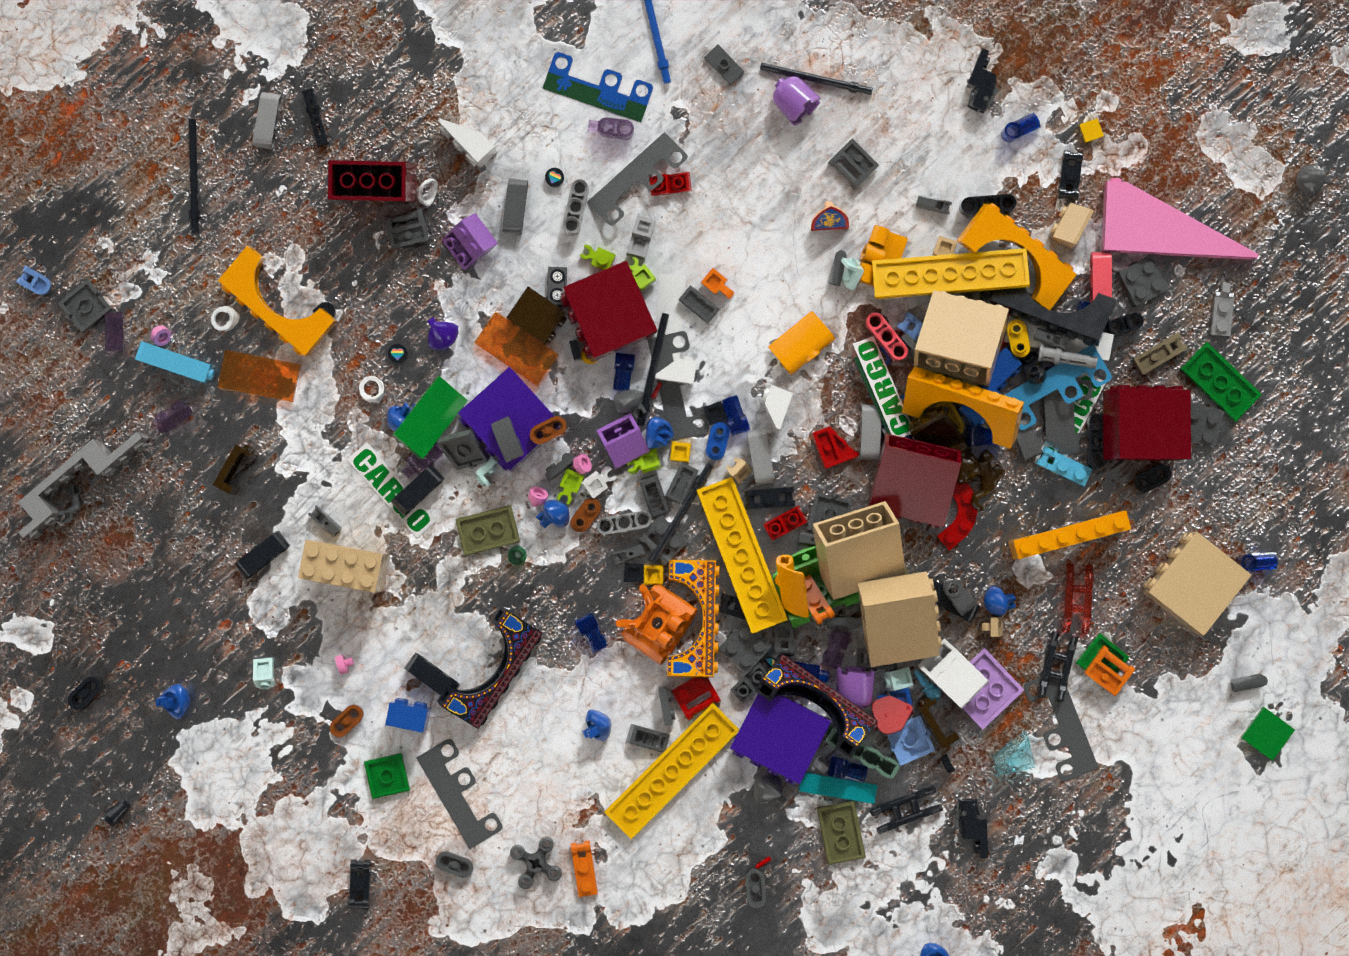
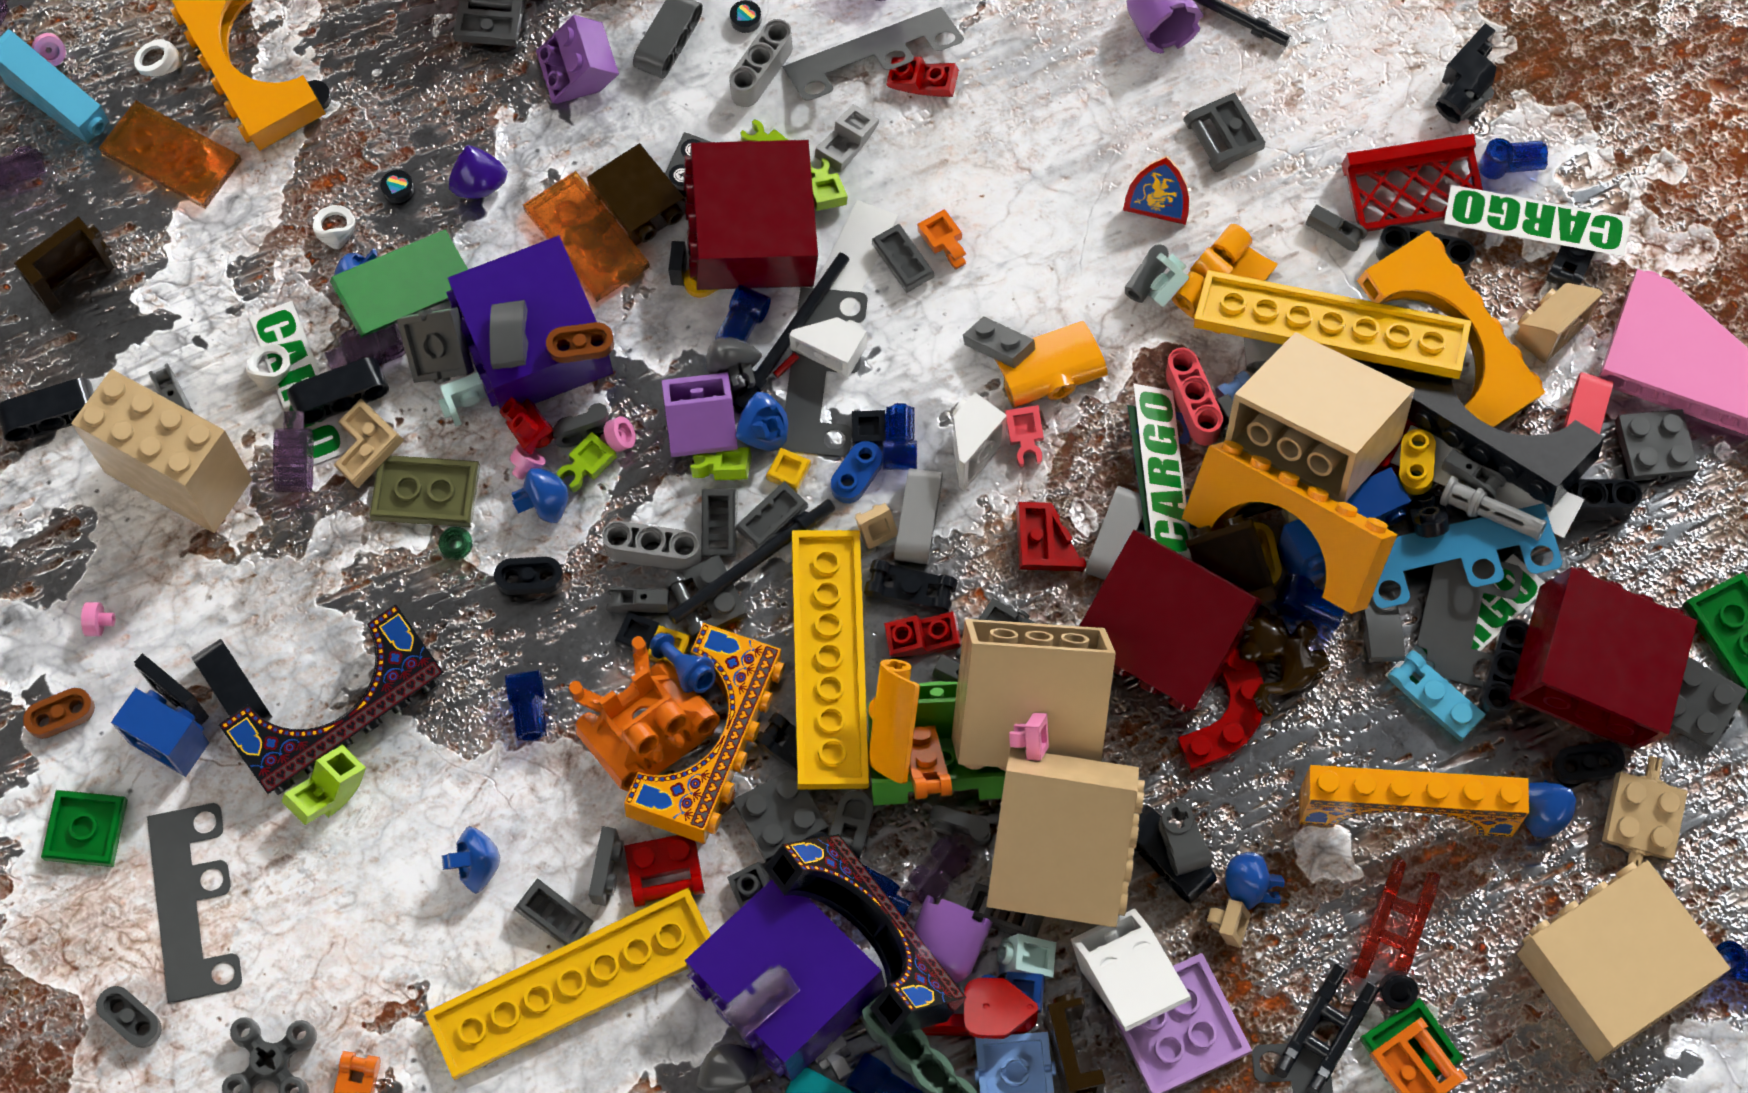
camera: 20 degrees right, 20 degrees down
(372, 497) = (263, 379): none -> white piece
(403, 691) = (170, 688): none -> black tile
(410, 536) = (293, 455): none -> clear purple piece
(450, 513) = (373, 443): none -> tan tile
(505, 714) = (329, 788): none -> lime brick
(531, 477) = (527, 424): none -> red hips
(564, 561) = (529, 575): none -> black plate
(586, 515) = (594, 516): dark orange plate -> none
(597, 482) = (630, 470): white plate -> none
(674, 589) = (693, 671): none -> blue piece
(770, 340) = (999, 342): none -> dark grey plate
(773, 766) = (749, 1011): none -> clear purple hinge
(801, 386) = (1025, 429): none -> coral plate
(868, 577) = (1032, 736): none -> bright pink tile
(930, 689) = (1079, 988): medium azure bar -> none
(944, 246) = (1336, 284): tan tile -> none
(966, 146) = (1404, 158): none -> red fence
(1044, 165) = (1537, 220): none -> sticker
(1088, 633) = (1398, 990): none -> black tile
(1091, 130) = (1629, 198): yellow tile -> none
(1138, 511) = (1549, 808): none -> blue piece
(1159, 354) = (1656, 565): dark tan plate -> none
(1188, 498) = (1645, 814): none -> tan plate

